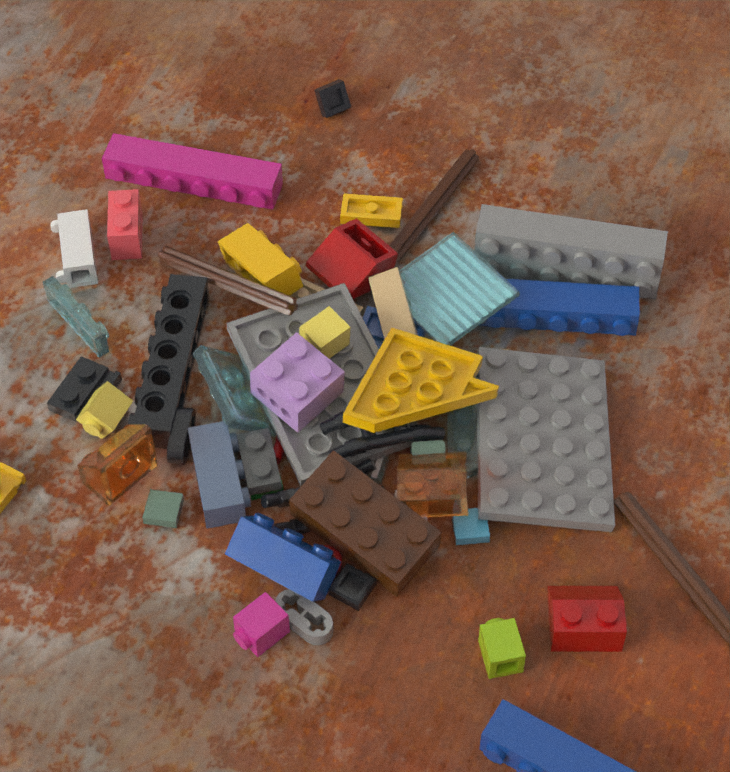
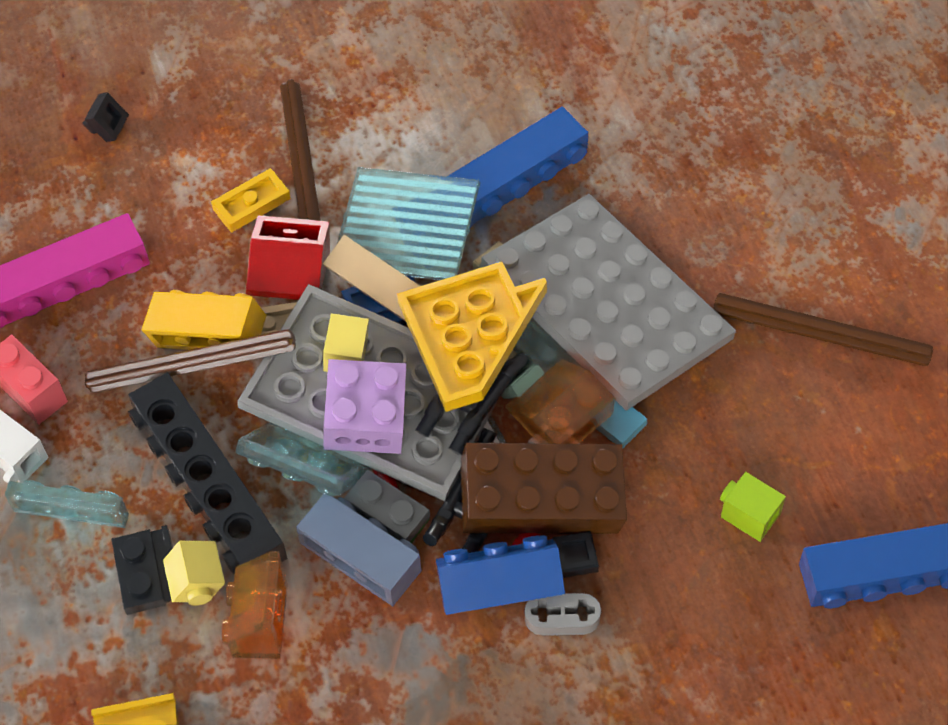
camera: 40 degrees left, 5 degrees up
(163, 508) = (338, 619): sand green tile -> none
(179, 442) = (295, 546): black beam -> none
(260, 625) = (537, 651): dark pink brick -> none
(570, 249) = (474, 112): light grey brick -> none
(586, 618) = (790, 425): red slope -> none

